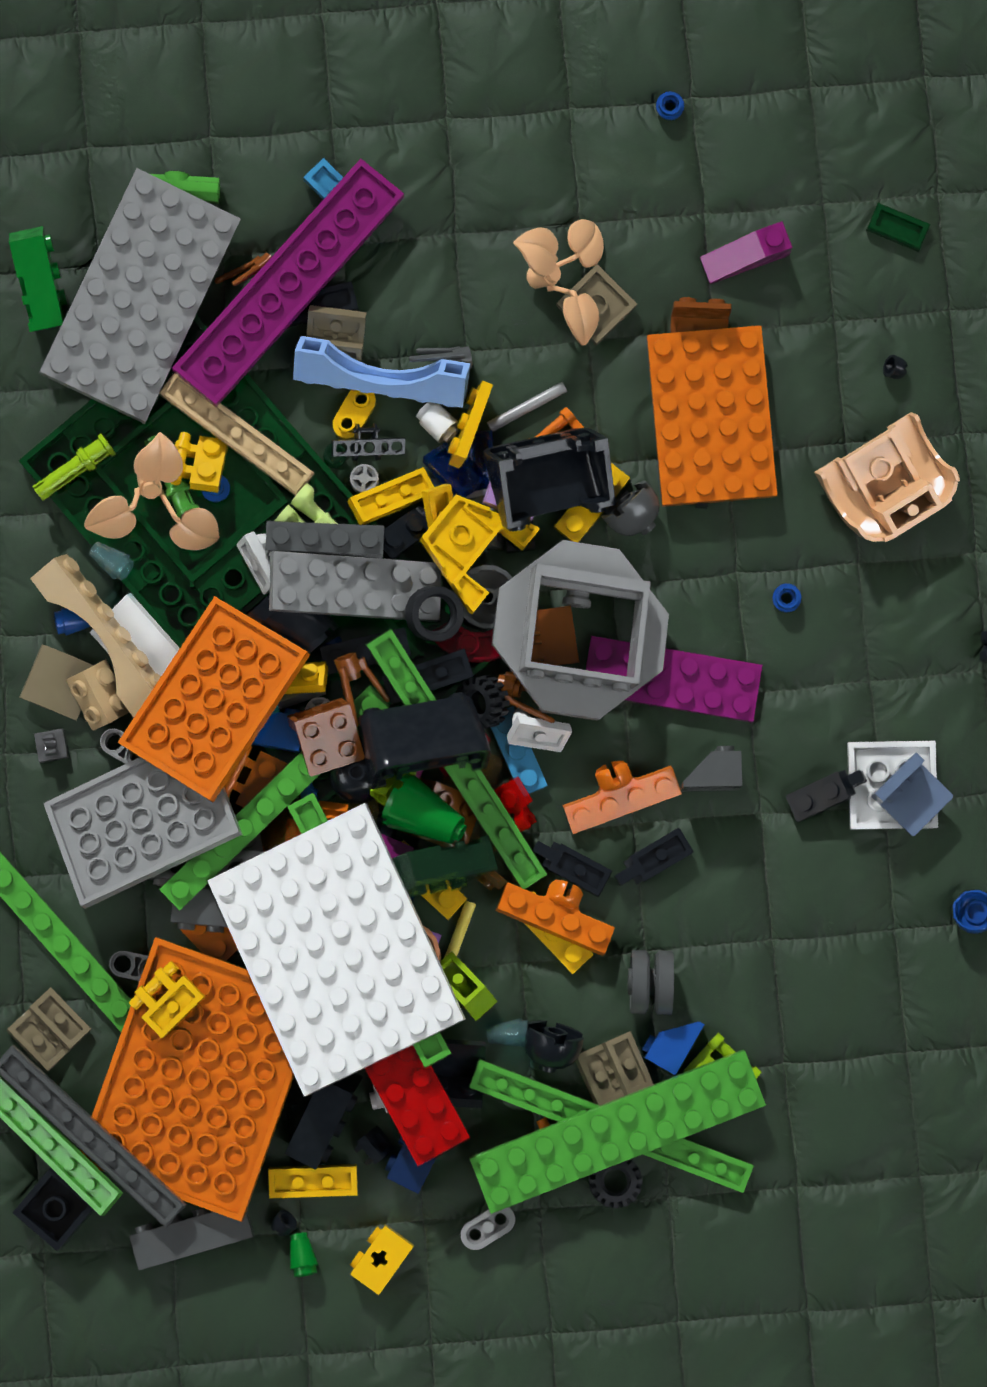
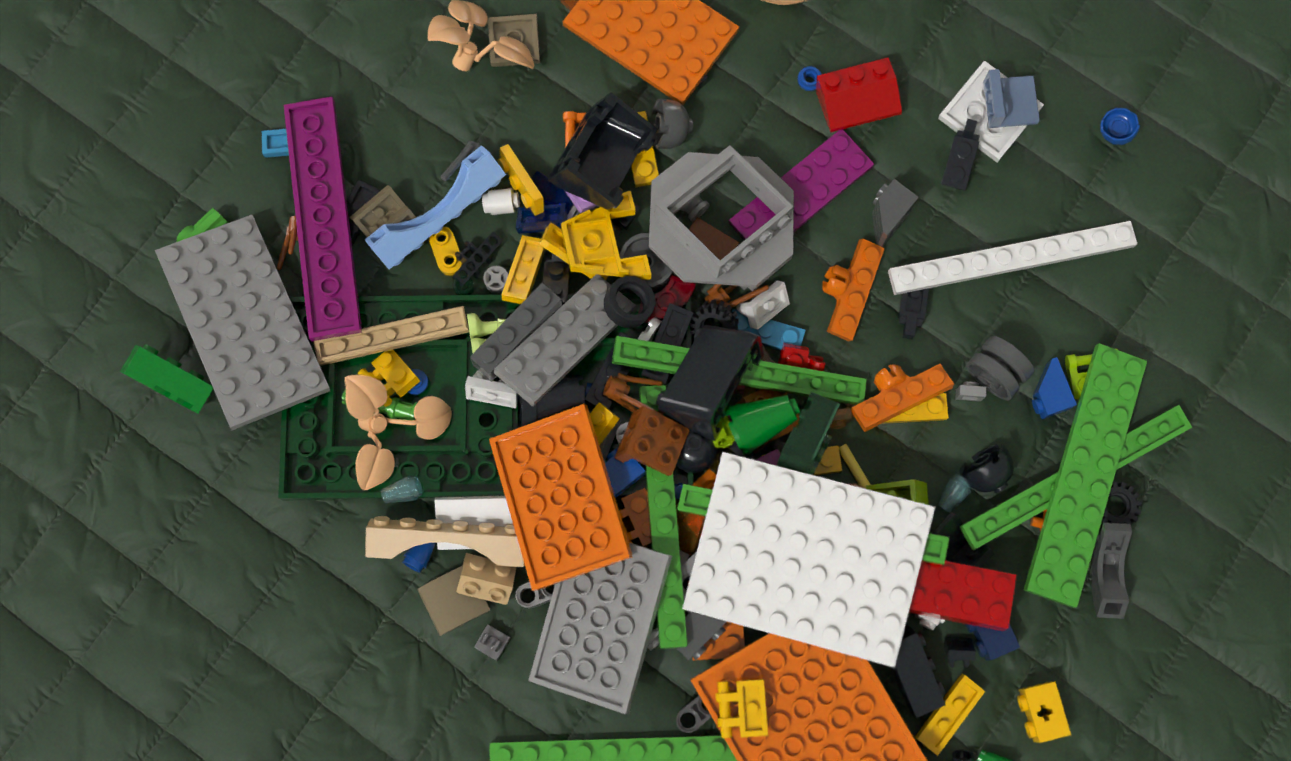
camera: 45 degrees left, 5 degrees down
(86, 459) = (318, 450): lime pin -> none
(426, 653) = (651, 330): none -> white tile
(488, 1227) = (1081, 620): light grey plate -> none
(527, 406) = (541, 138): light grey bar -> none
(550, 1220) = (1108, 579): none -> dark grey arch
(573, 867) = (875, 357): black hinge -> none
(612, 974) = (970, 391): none -> light grey plate
(613, 1069) = (1037, 444): dark tan slope -> none
(768, 914) = (1012, 257): none -> white plate
(804, 655) = (859, 94): none -> red slope

